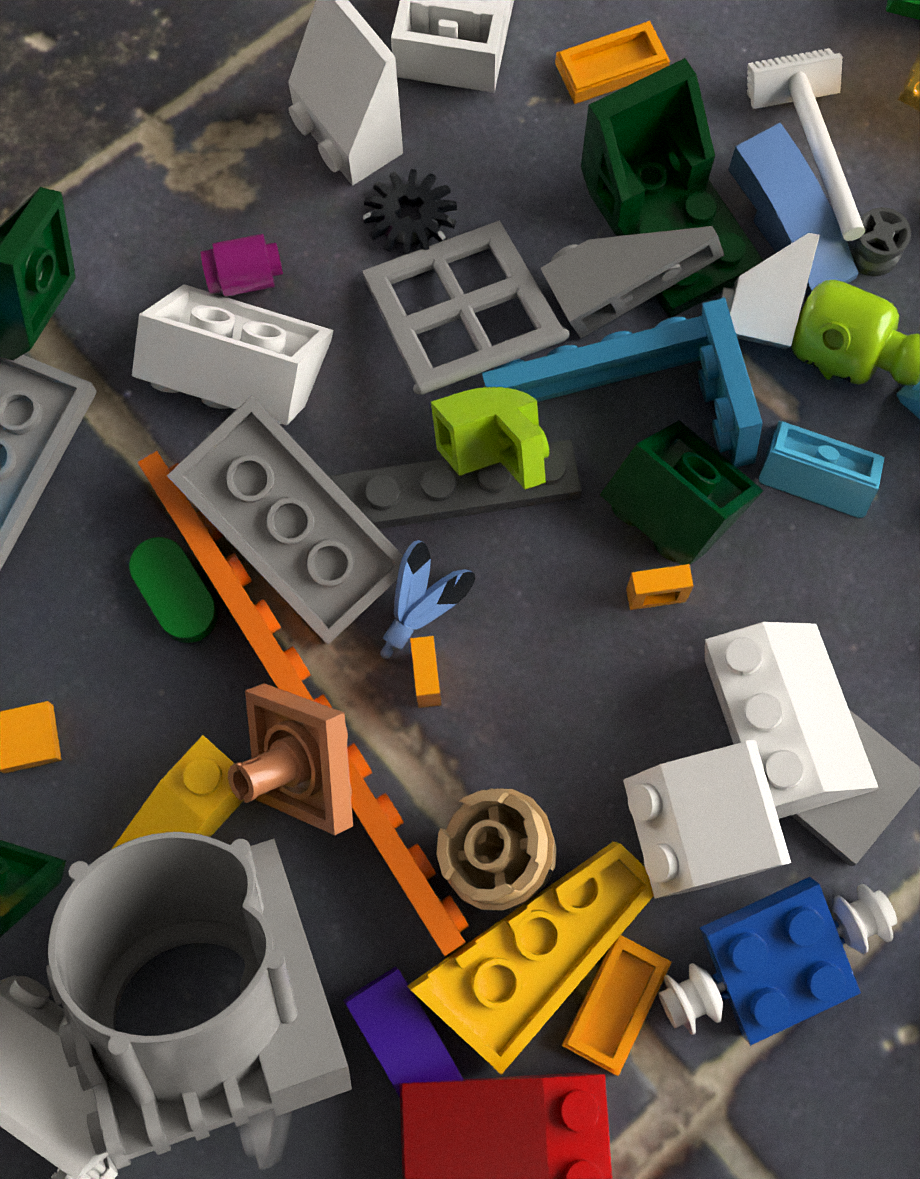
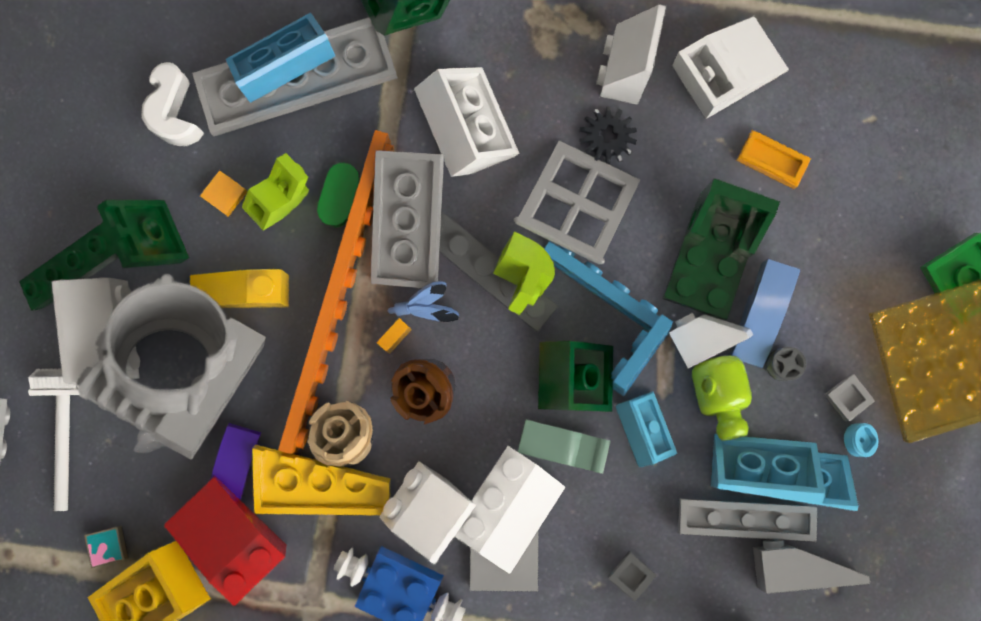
camera: 50 degrees right, 10 degrees up
(97, 659) = (278, 194): none -> lime brick
(241, 265) = (510, 85): magenta brick -> none
(296, 759) = (303, 317): nougat plate -> none
(534, 691) = (423, 390): none -> reddish brown cone
(616, 1004) = (325, 536): light orange tile -> none
(620, 272) = (649, 256): light grey slope -> none
(659, 587) = (521, 404): light orange tile -> none
(758, 581) = (563, 446): none -> sand green piece
(801, 81) = (840, 256): white piece -> none

